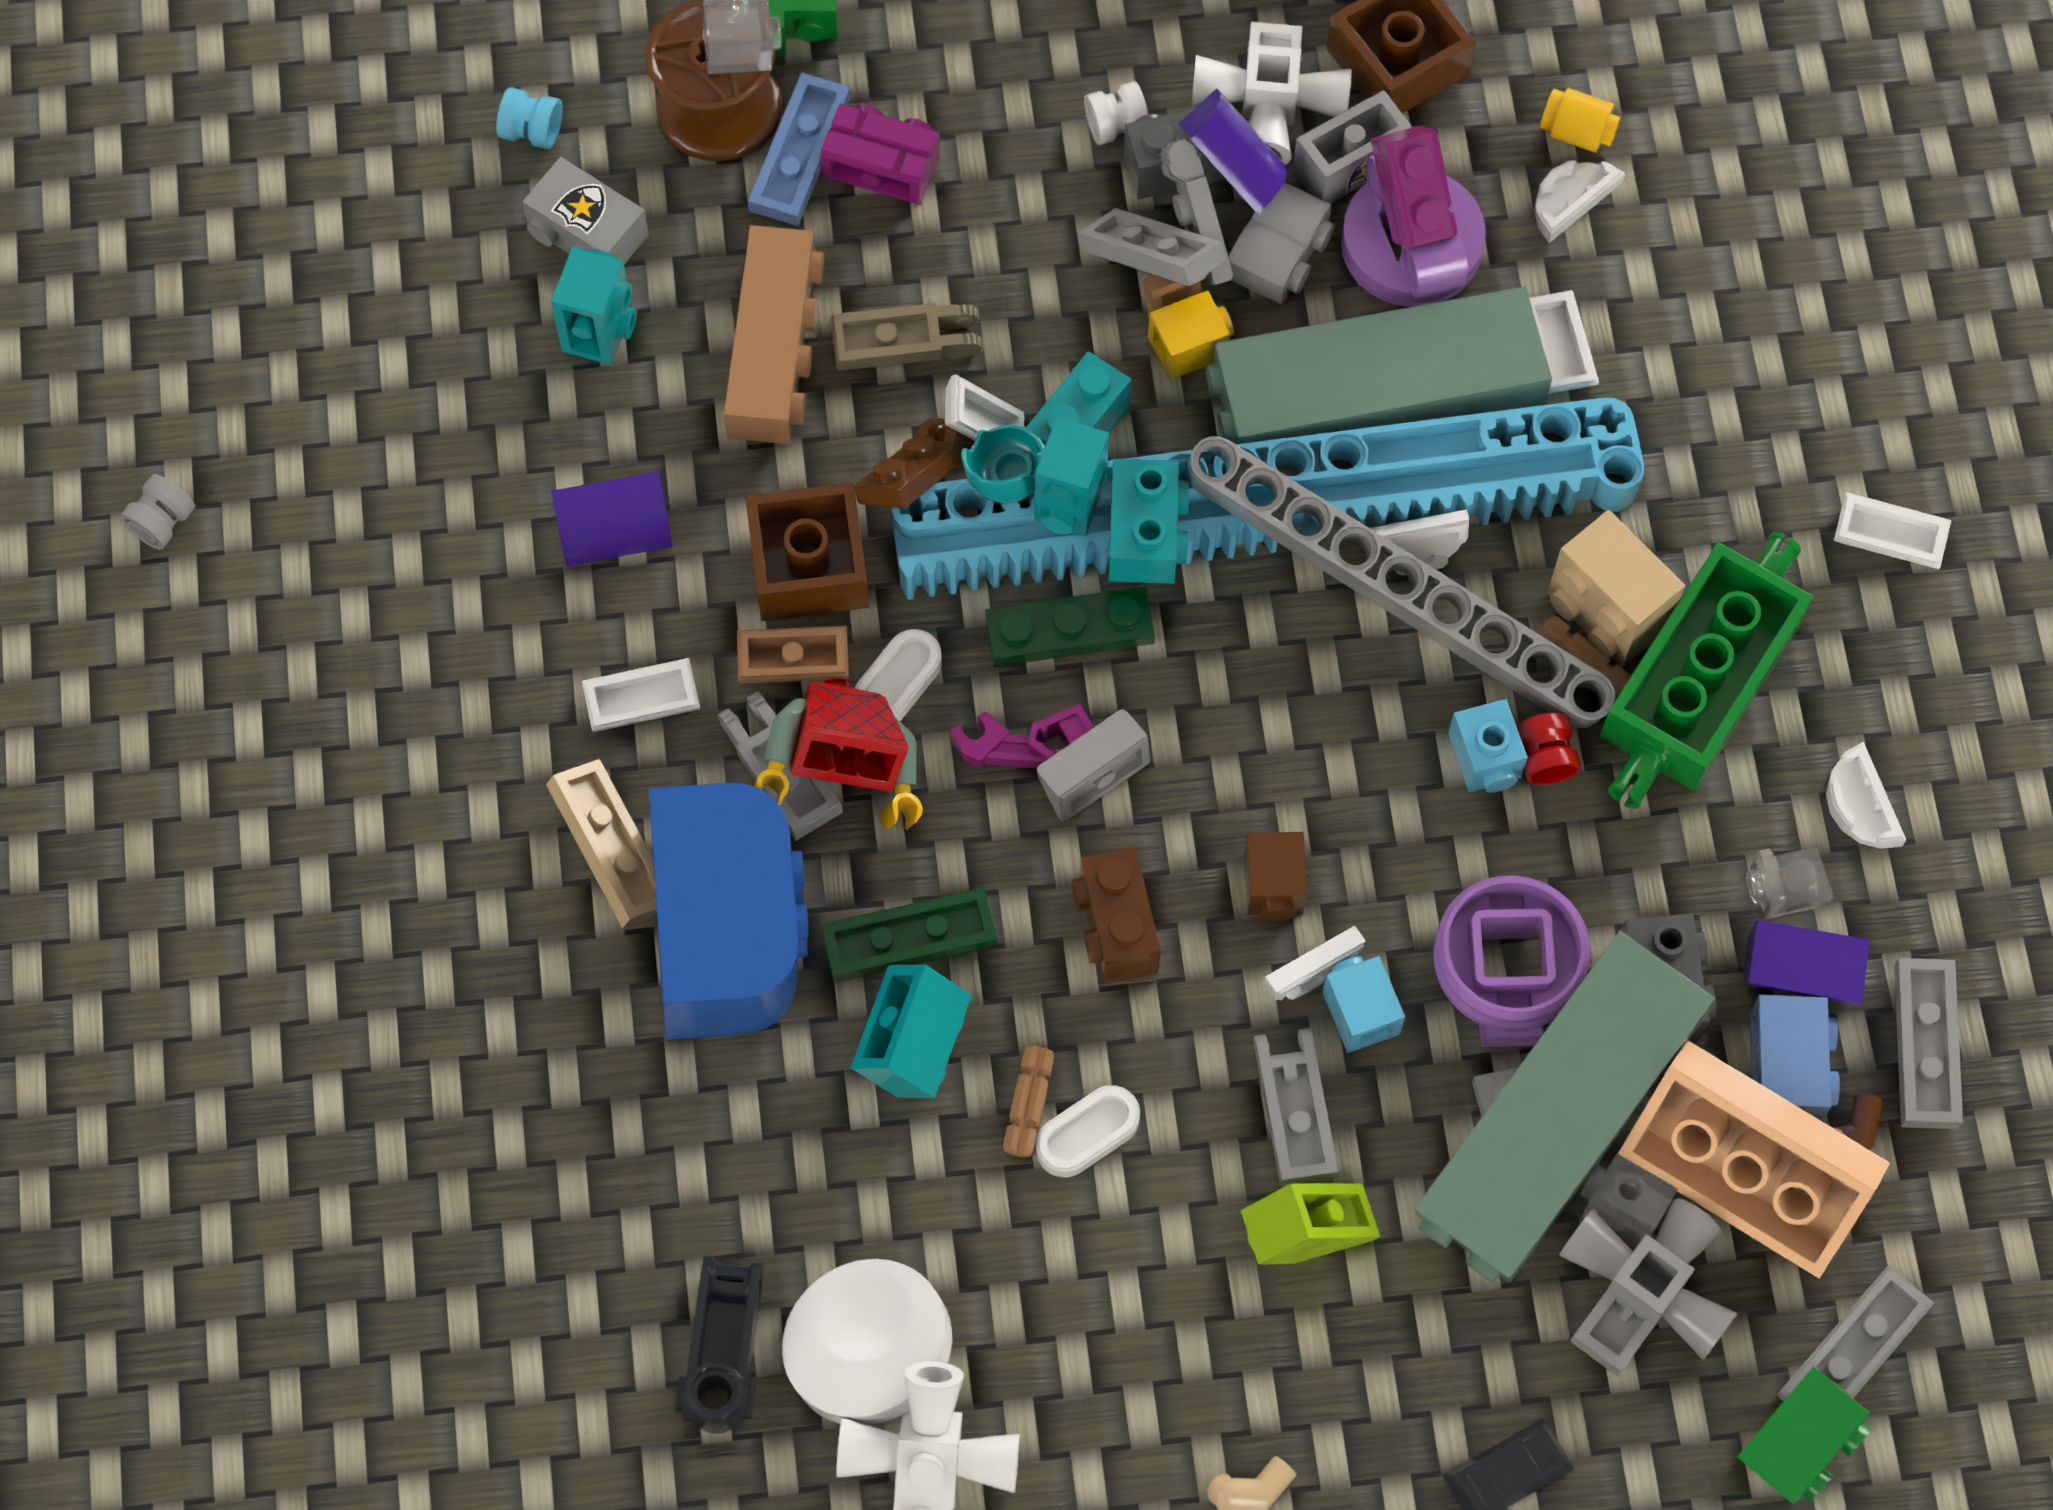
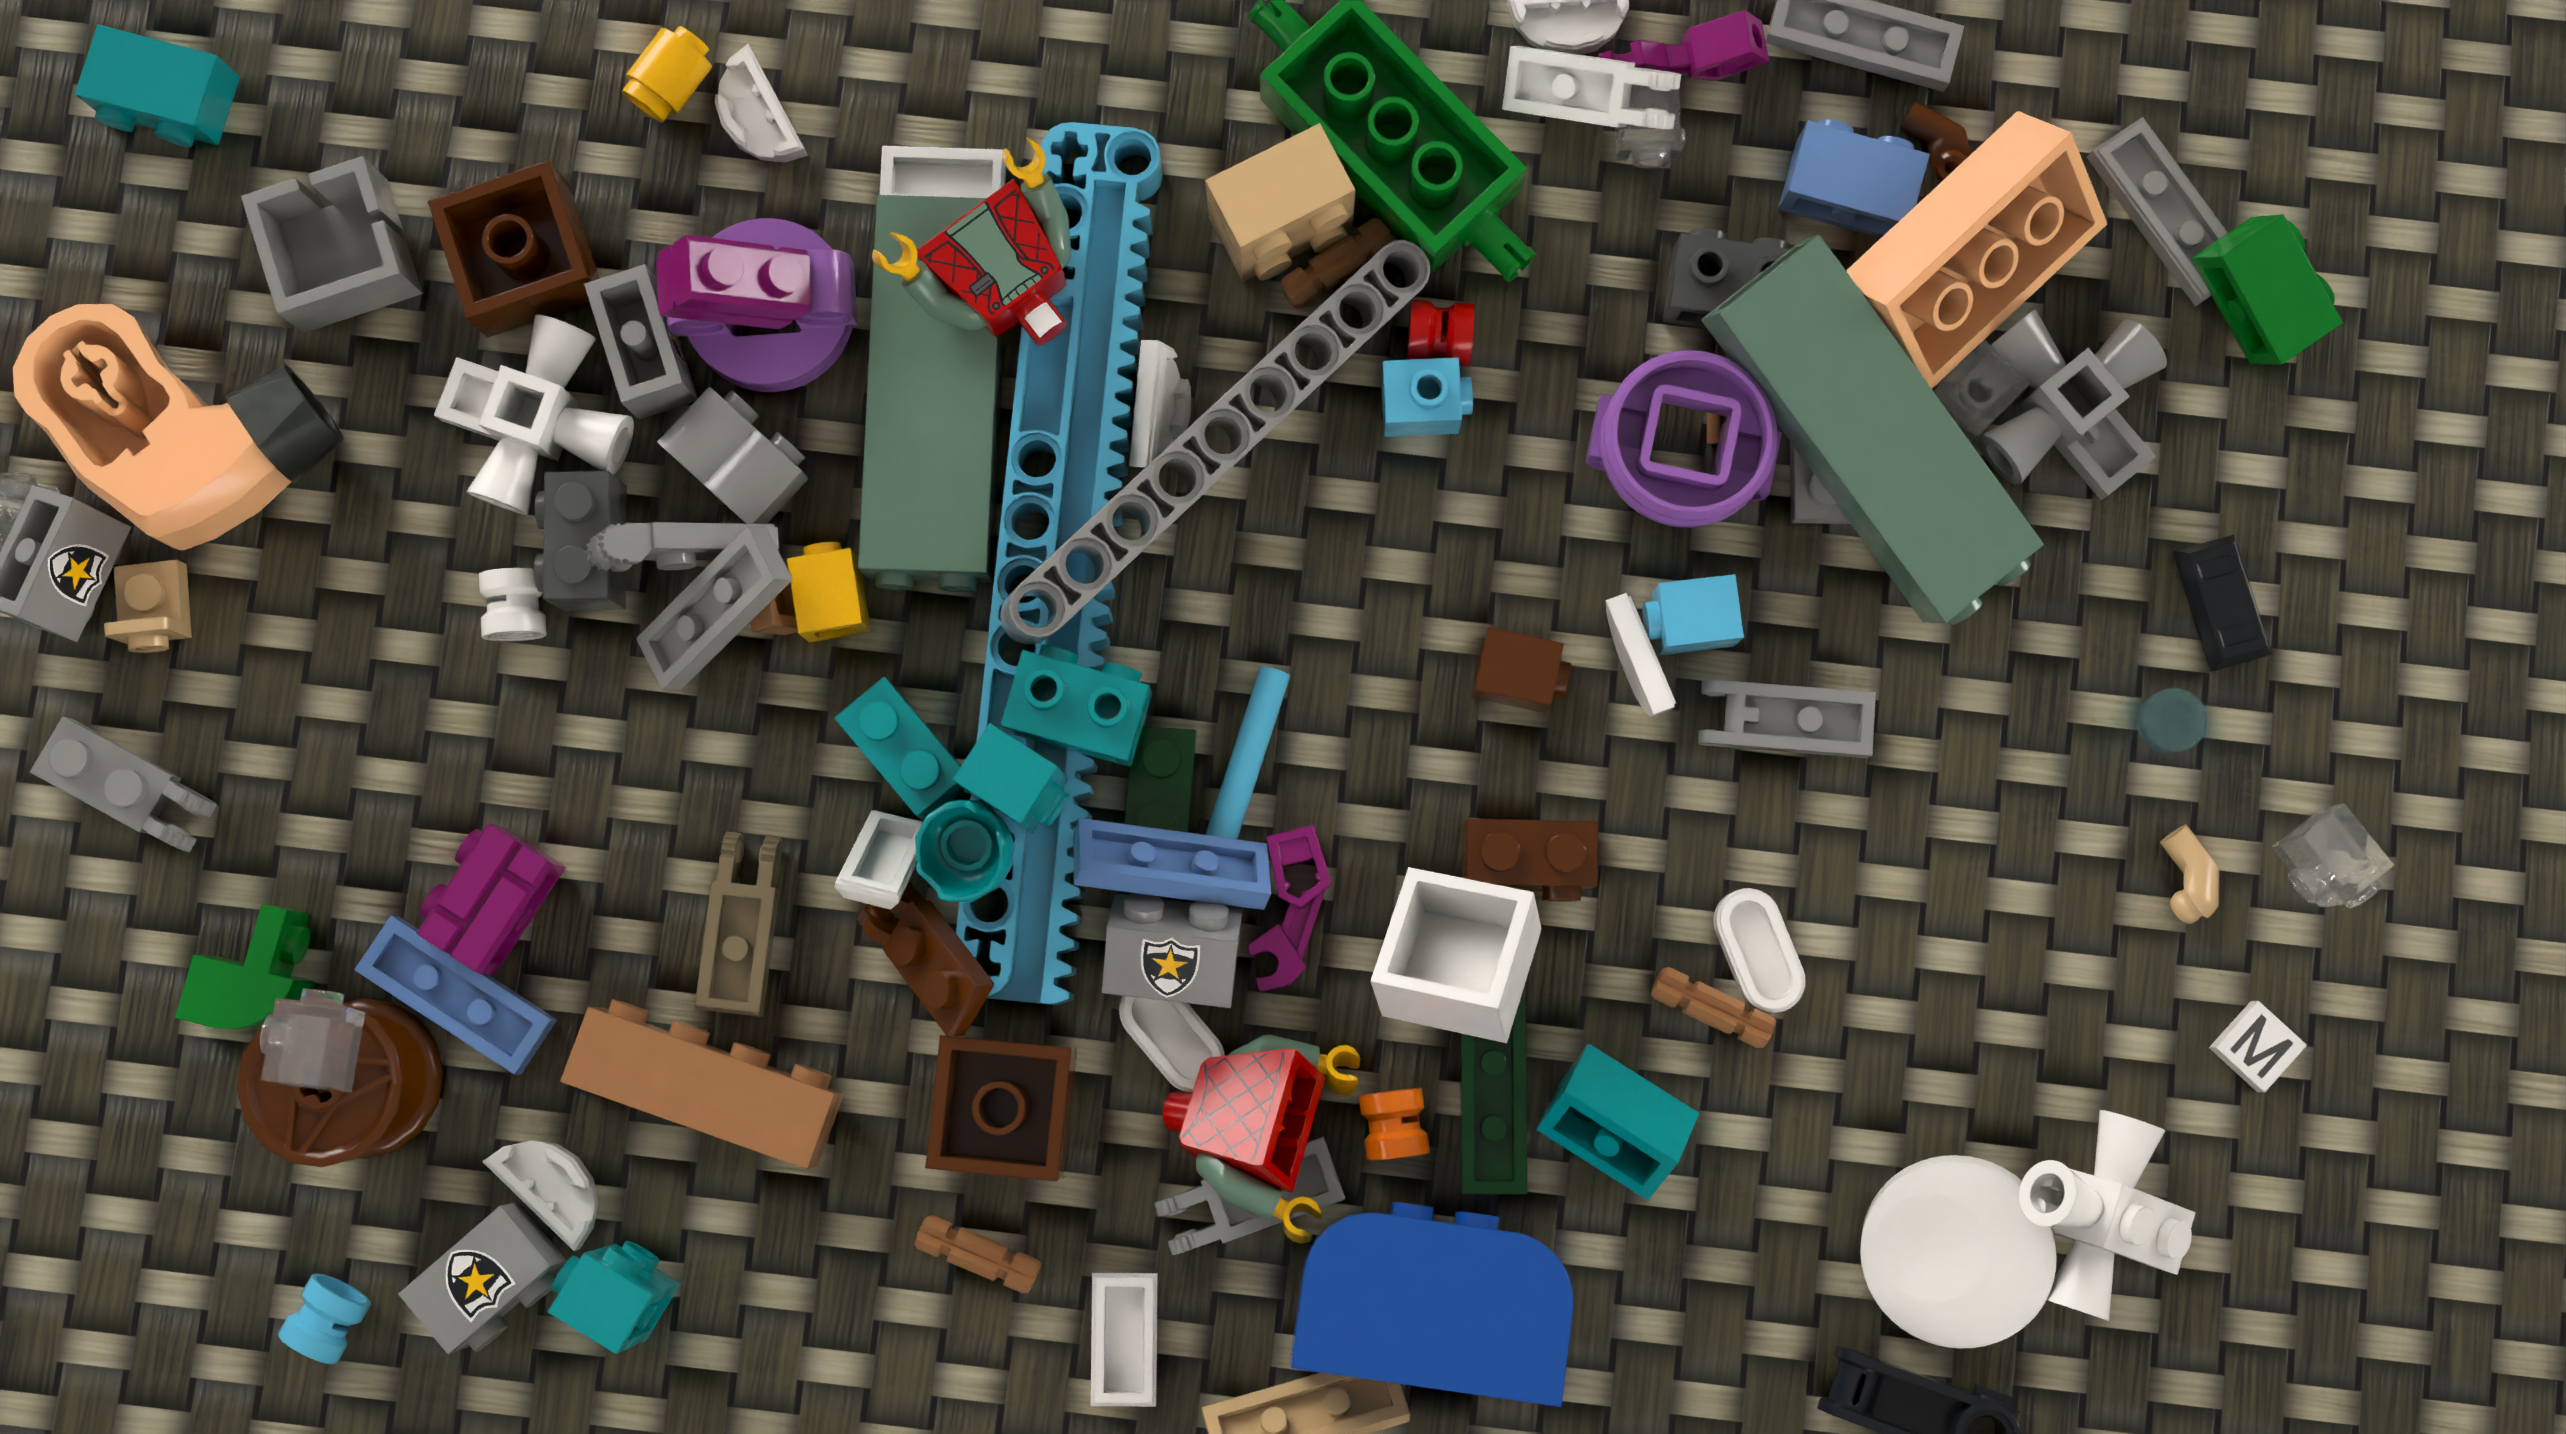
camera: 75 degrees left, 15 degrees up
(612, 518) = (896, 1328): dark purple brick -> none
(667, 253) = (551, 1185): none -> white tile
(684, 570) = (977, 1254): none -> medium nougat axle
(792, 654) = (1125, 1152): medium nougat slope -> none
(853, 862) = (1394, 1124): none -> orange wheel
(967, 651) = (1171, 950): none -> light grey brick
(1019, 863) = (1457, 954): none -> white piece
(1036, 628) = (1171, 864): none -> medium blue plate
(1094, 764) = (1339, 838): light grey slope -> none
(1140, 682) = (1248, 753): none -> medium azure piece
(1235, 150) = (622, 479): dark purple brick -> none
(1309, 1222) = (1924, 738): lime slope -> none
(1387, 1446) = (2172, 720): none -> clear light blue tile
(1495, 376) = (995, 260): none -> torso
(1796, 812) = (1583, 88): none -> white hinge
(1806, 962) = (1758, 134): dark purple brick -> none
(1864, 913) = (1707, 51): none -> magenta piece

